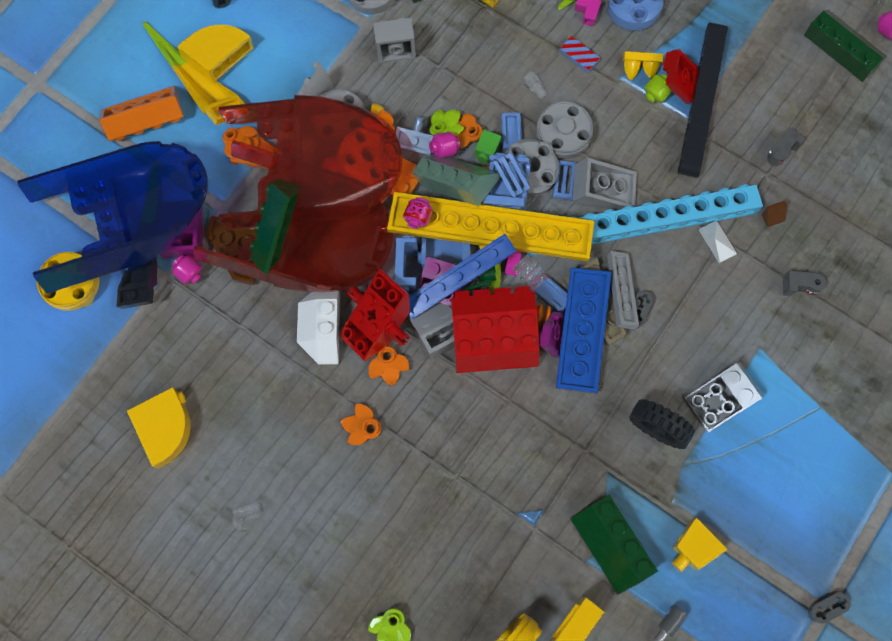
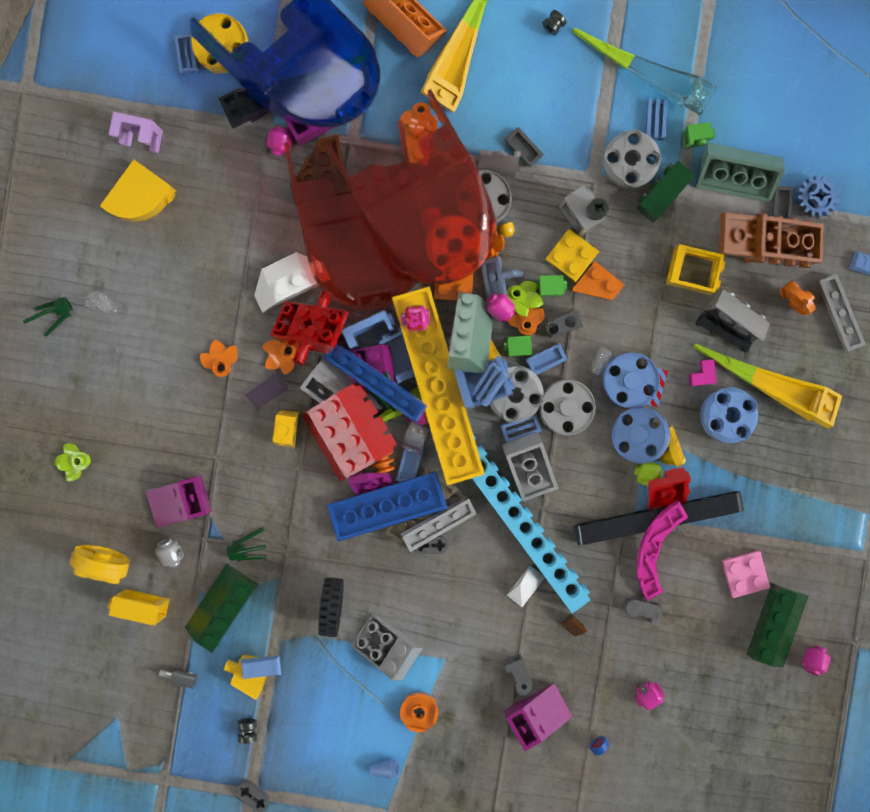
camera: 60 degrees right, 15 degrees up
(74, 324) = (188, 70): none -> medium blue tile
(97, 392) = (147, 130): none -> lavender panel
(215, 49) = (496, 49): yellow brick -> none
(227, 561) = (60, 307): none -> dark green plant
(274, 224) = (338, 200): dark green slope -> none
(305, 67) = (520, 142): none -> dark grey tile
(400, 23) = (594, 212): none -> pearl dark grey wheel
(416, 395) = (266, 391): none -> clear purple tile
(428, 70) = (572, 255): none -> yellow plate
(447, 96) = (551, 286): none -> bright green brick
(464, 59) = (598, 283): none -> orange wing
(464, 390) = (286, 428): none -> yellow torso
(484, 535) = (179, 501): none -> magenta slope
(487, 100) = (563, 324): none -> dark grey leg
(533, 570) = (169, 553): none -> light grey head
(562, 498) = (238, 551): none -> dark green plant
(566, 66) = (631, 380): none -> medium blue piece
(619, 77) = (640, 435): none -> medium blue piece
(694, 527) = (261, 667): none -> medium blue tile
(728, 113) = (651, 545): none -> dark pink tile
(758, 579) = (247, 730): none -> pearl dark grey wheel
(786, 51) = (745, 574): none -> bright pink plate
(815, 392) = (424, 721): none -> orange plate
(851, 455) = (386, 769): none -> medium blue cone
(852, 284) = (538, 716): none -> magenta slope
(870, 175) = (649, 695): none -> dark pink head

